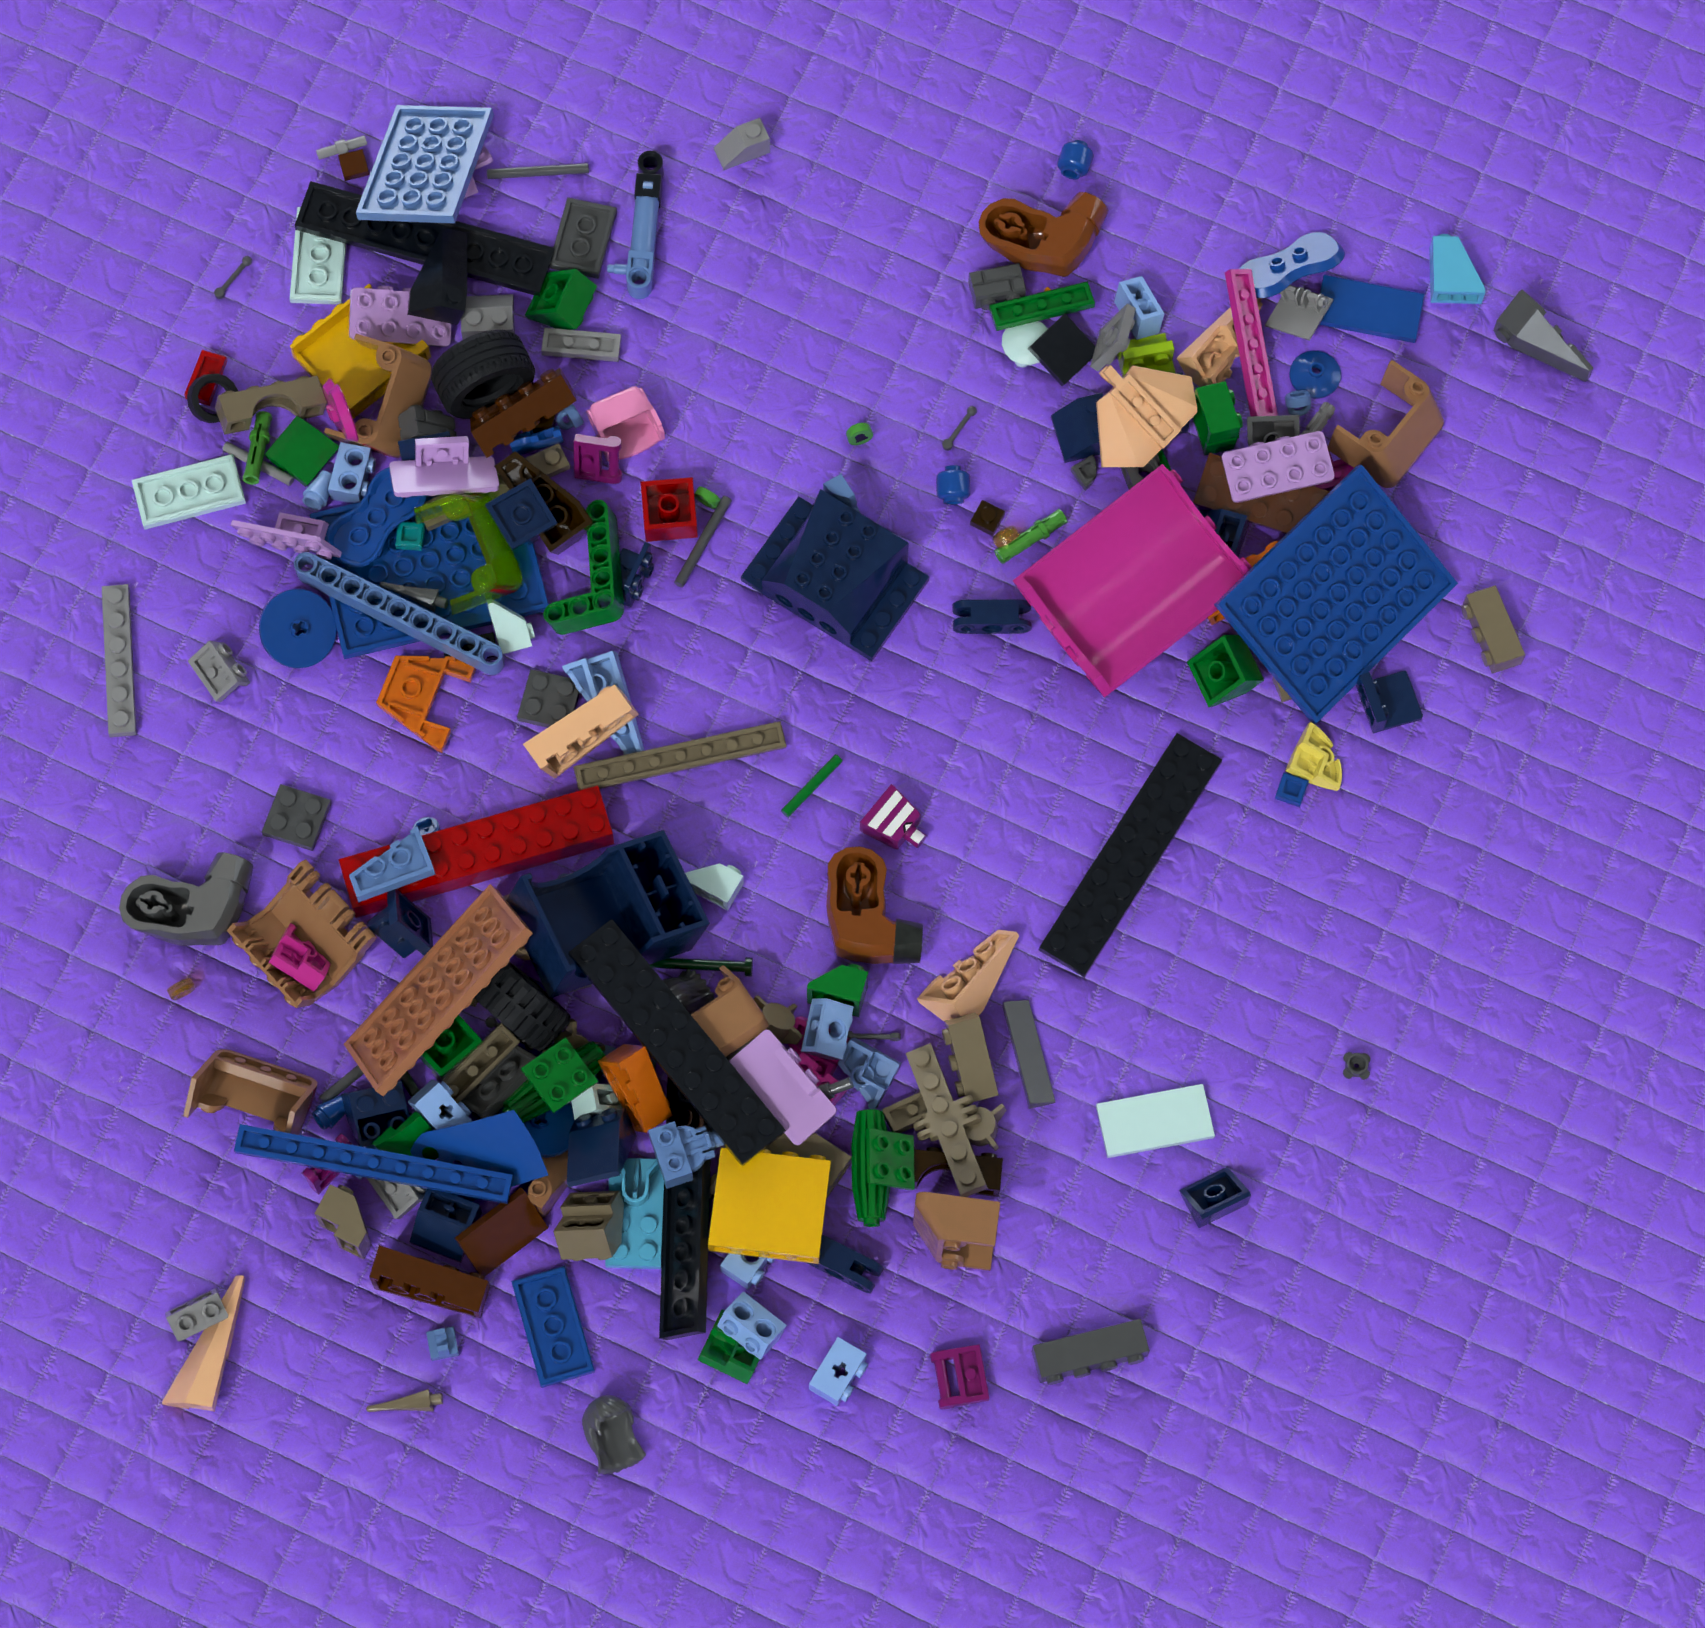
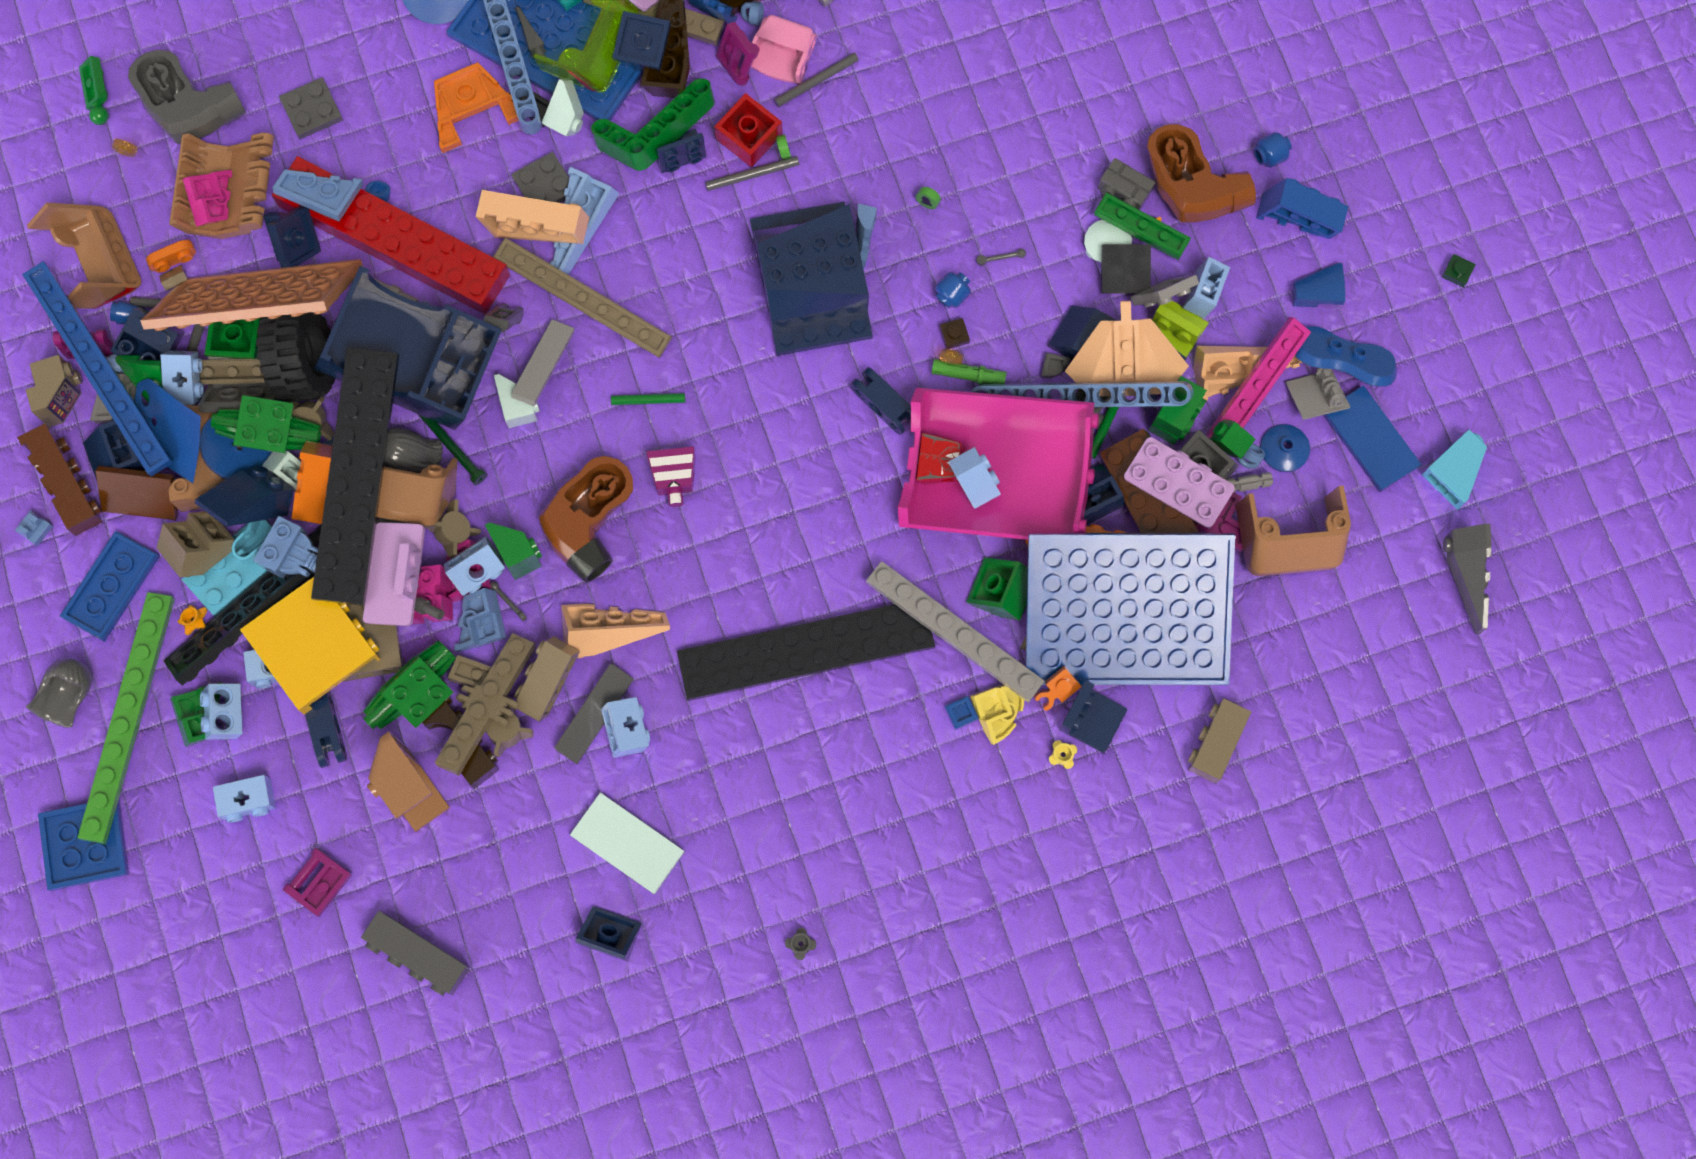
camera: 45 degrees right, 5 degrees up
(103, 968) = (94, 90): none -> green plate
(313, 1044) = (171, 255): none -> orange plate
(337, 1048) = (173, 277): none -> dark tan tile
(640, 1285) = (187, 616): none -> light orange plate
(642, 824) = (504, 317): none -> dark grey hinge
(673, 424) = (815, 80): none -> dark grey bar
(681, 1404) = (126, 718): none -> bright green plate
(706, 833) = (542, 363): none -> light grey tile
(753, 1528) = (76, 861): none -> blue plate
(1064, 1037) = (621, 738): none -> light blue brick
(1086, 616) = (934, 459): none -> red torso
(1128, 603) = (975, 478): none -> light blue brick
(1143, 182) = (1303, 207): none -> blue wedge
(1144, 458) = (1093, 389): none -> medium blue beam
(1217, 231) = (1320, 288): none -> blue slope
(1227, 733) = (955, 632): none -> light grey plate
(1276, 400) = (1232, 438): none -> green brick
(1301, 126) = (1458, 270): none -> dark green plate
(1343, 699) = (1060, 686): none -> orange plate
(1398, 741) = (1069, 751): none -> light yellow plate

